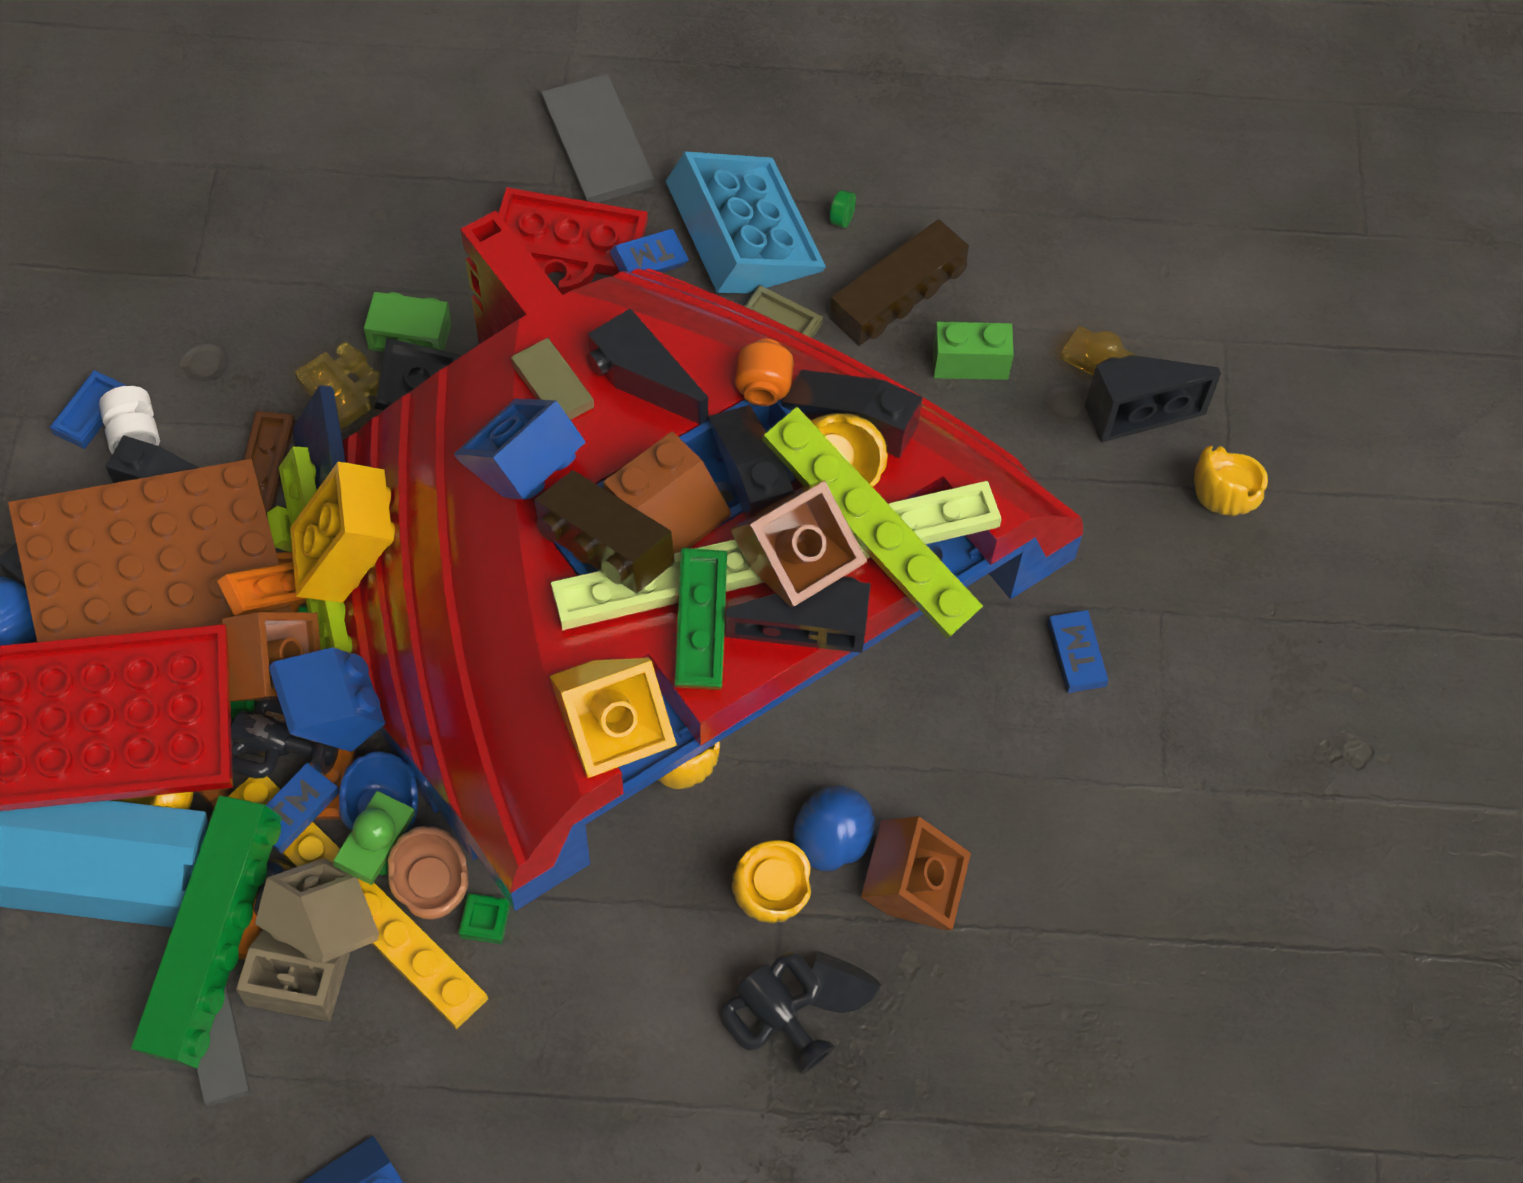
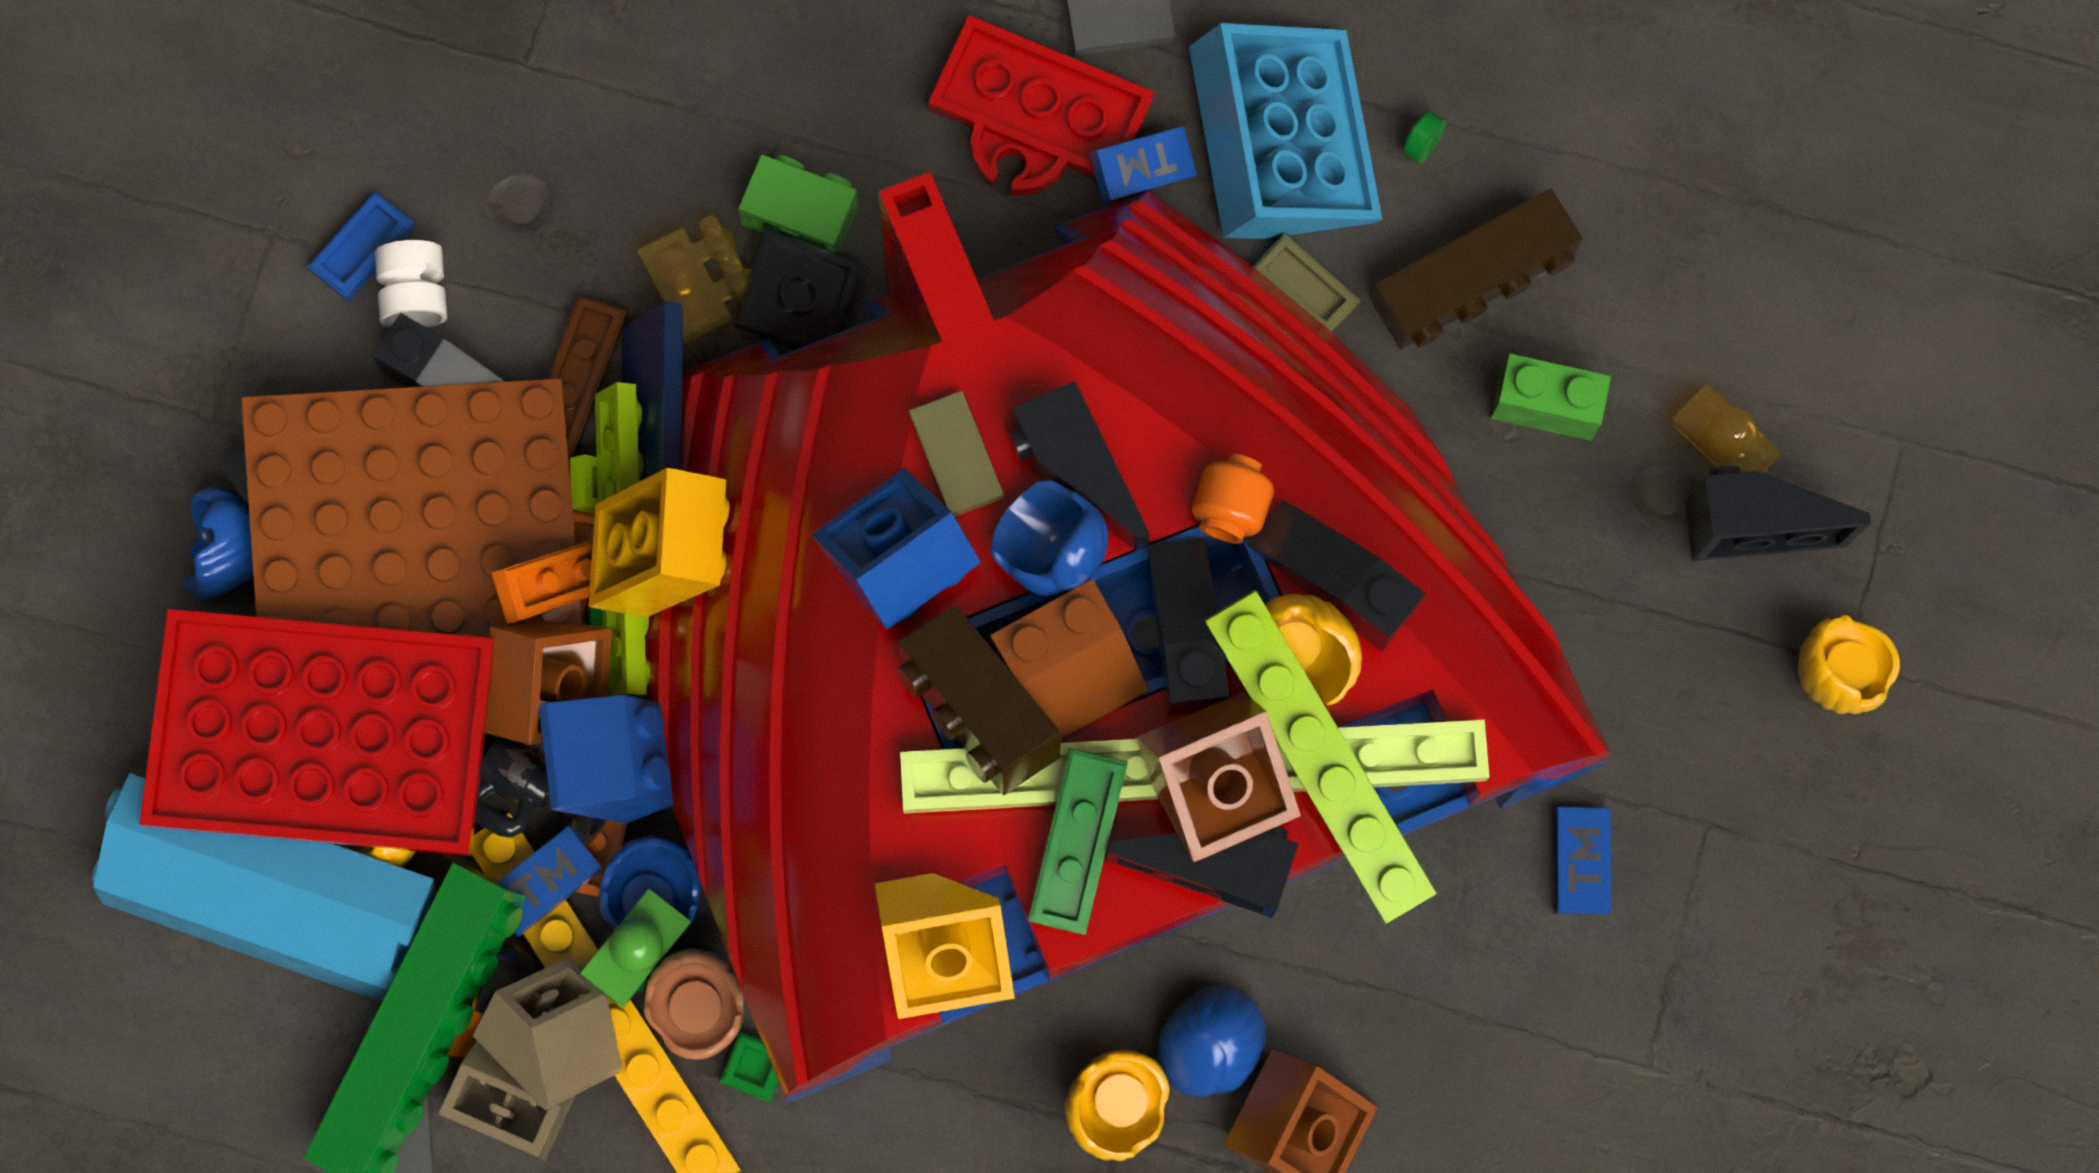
camera: 10 degrees right, 15 degrees up
(635, 415) = (1050, 539): none -> blue piece

